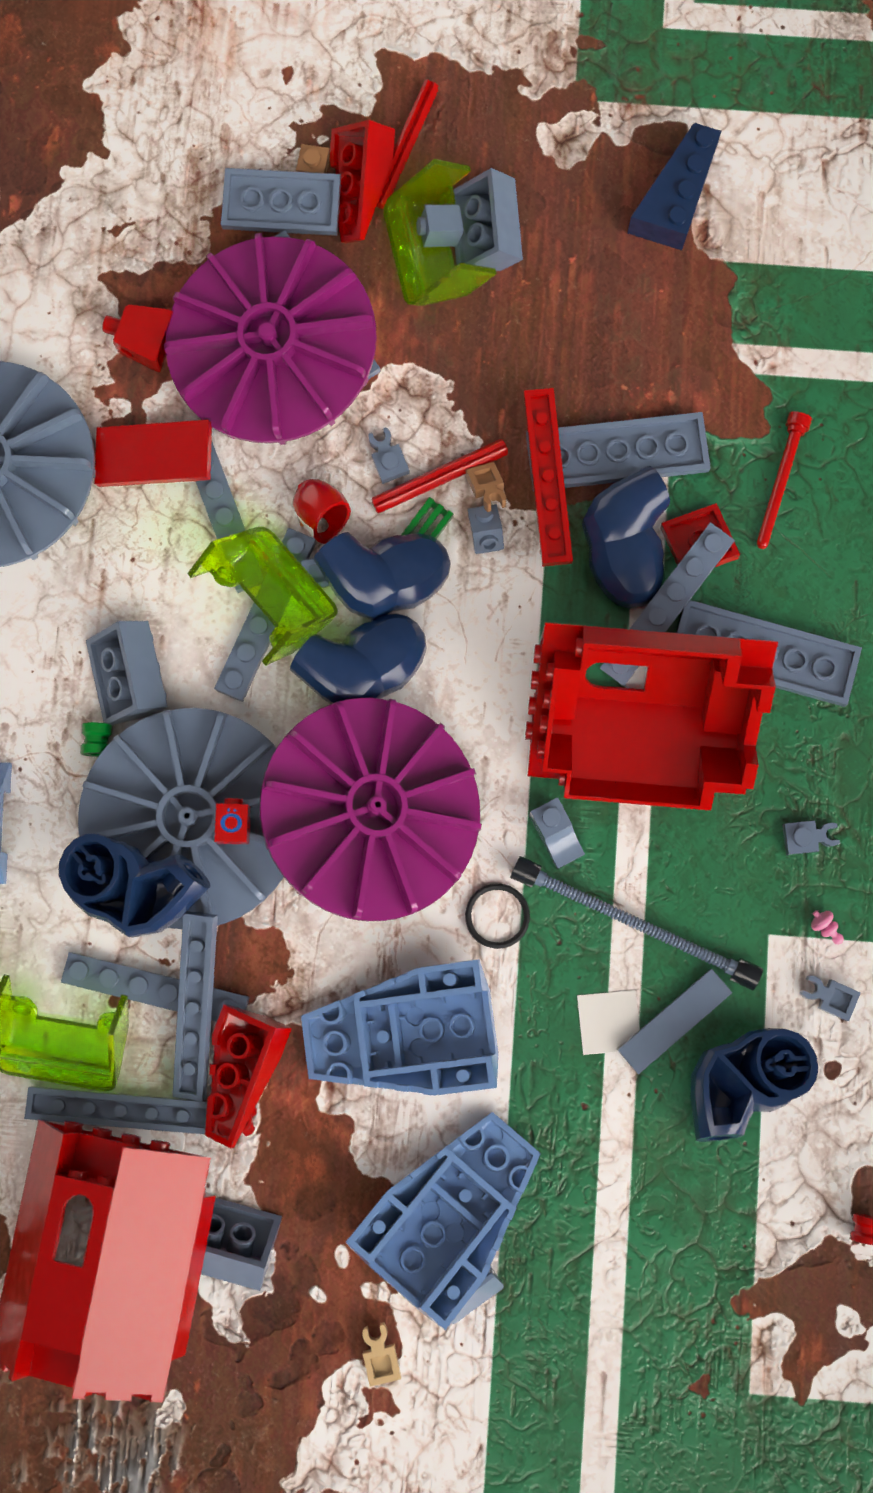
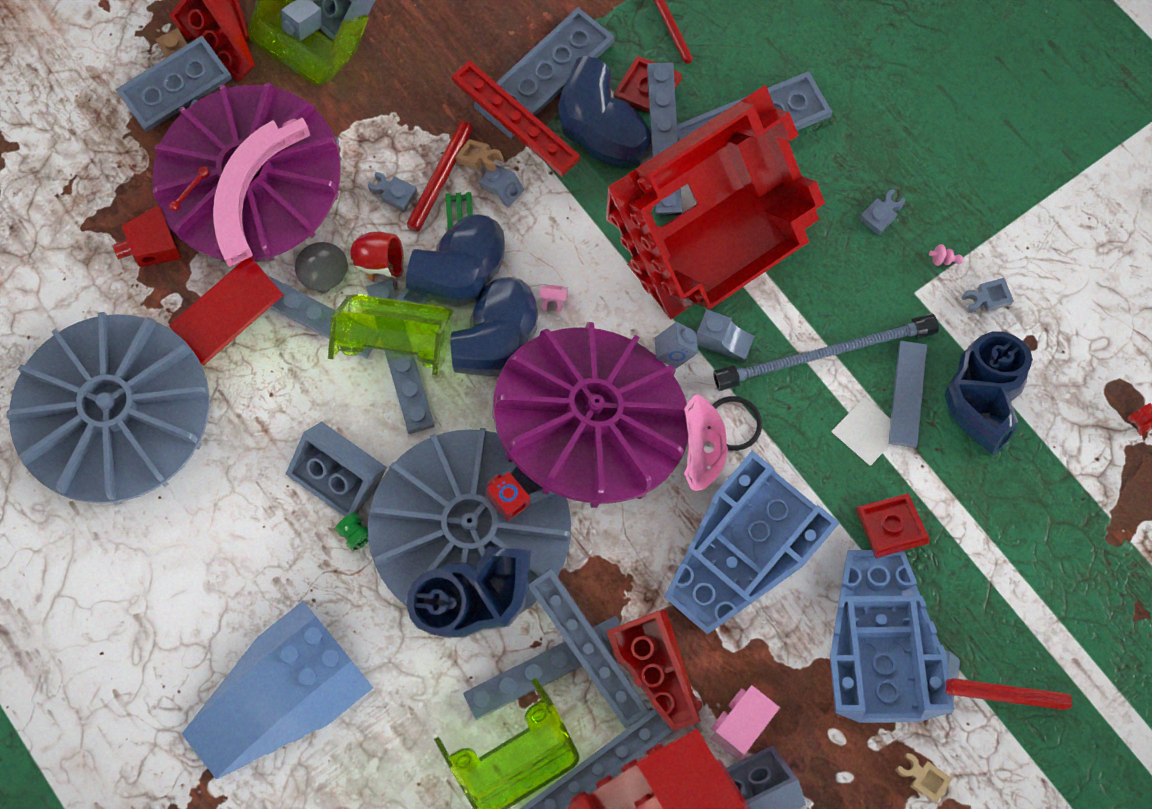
camera: 45 degrees left, 10 degrees down
(226, 312) = (203, 173): none -> red hinge
(241, 344) = (236, 180): none -> bright pink arch
(266, 1181) = (744, 723): none -> bright pink brick
(267, 477) = (321, 266): none -> dark grey dish
(425, 936) = (700, 418): none -> bright pink piece
(442, 668) = (553, 293): none -> bright pink tile
(504, 806) = (676, 345): none -> sand blue brick
(509, 1356) = (1008, 694): none -> red axle
(550, 1124) = (892, 525): none -> red plate

